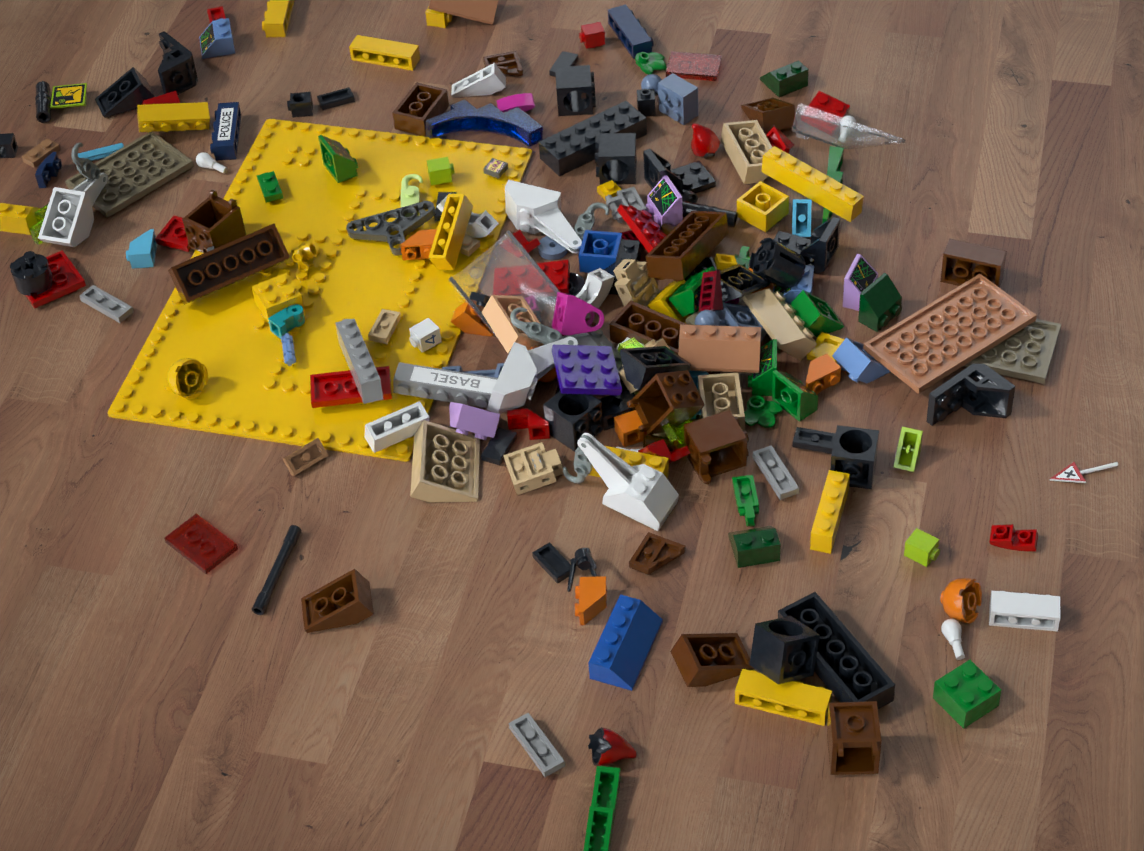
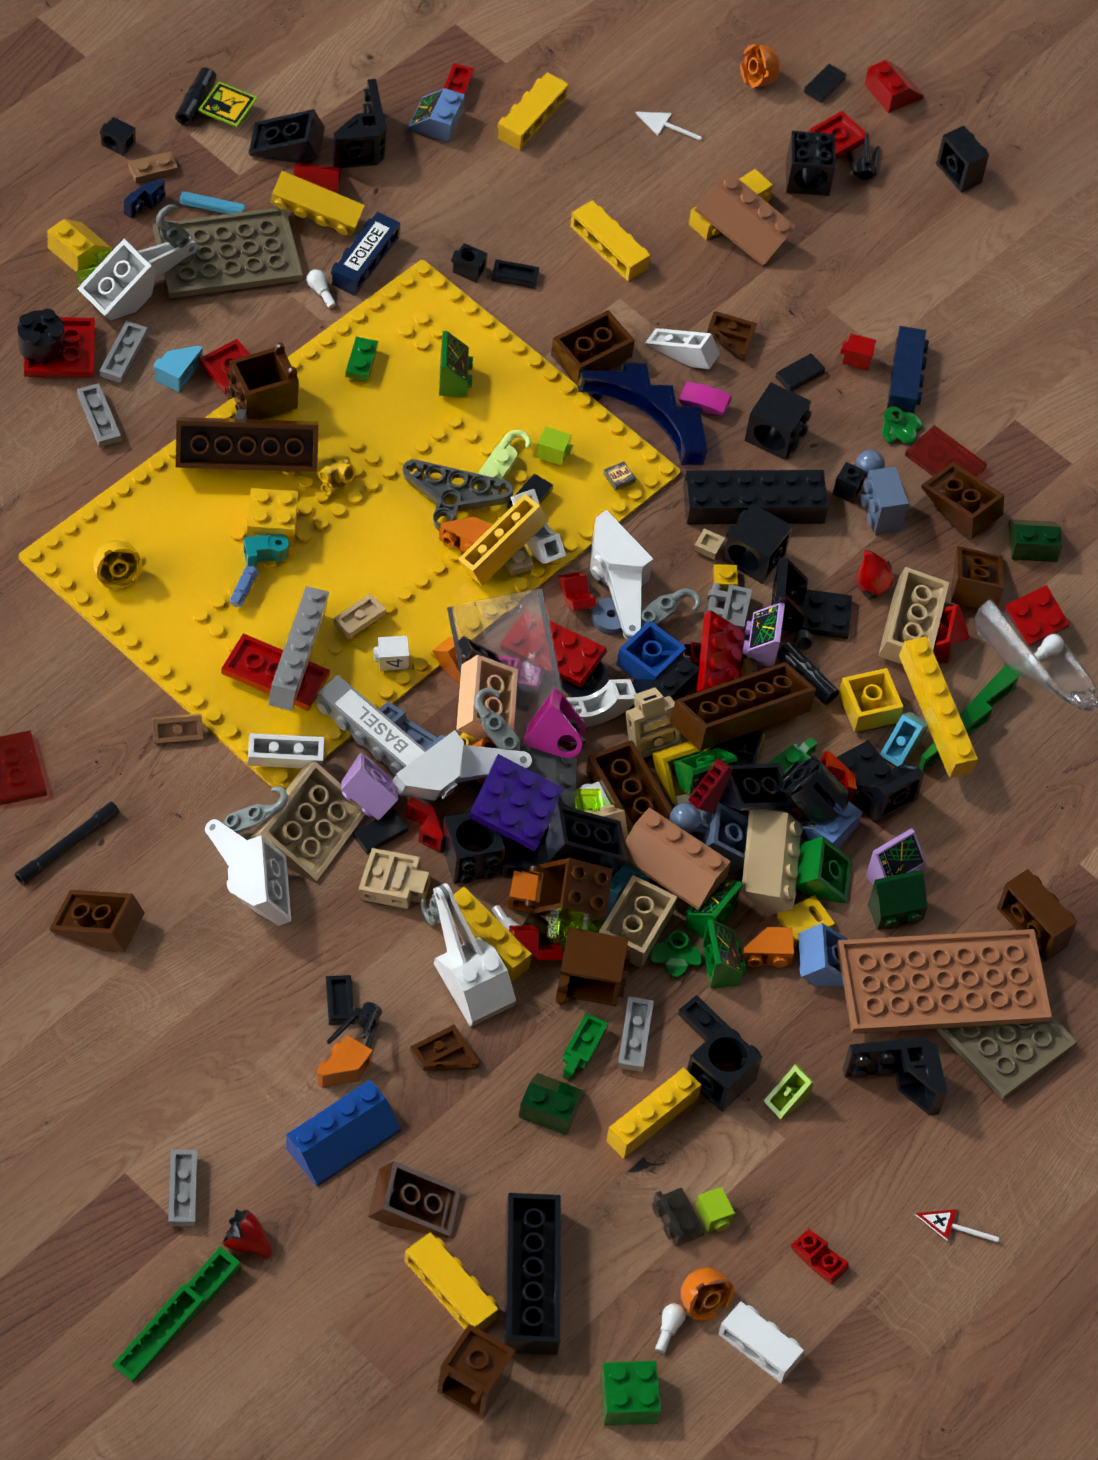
camera: 20 degrees right, 10 degrees up
(97, 260) = (123, 352): none -> light grey plate
(428, 505) = (255, 866): none -> white slope
(584, 177) = (709, 543): none -> tan plate
(725, 261) = (773, 749): yellow plate -> none
(726, 77) = (964, 499): none -> reddish brown slope
(784, 649) = (480, 1239): black brick -> none
(899, 567) = (678, 1216): none -> clear smoke bracket

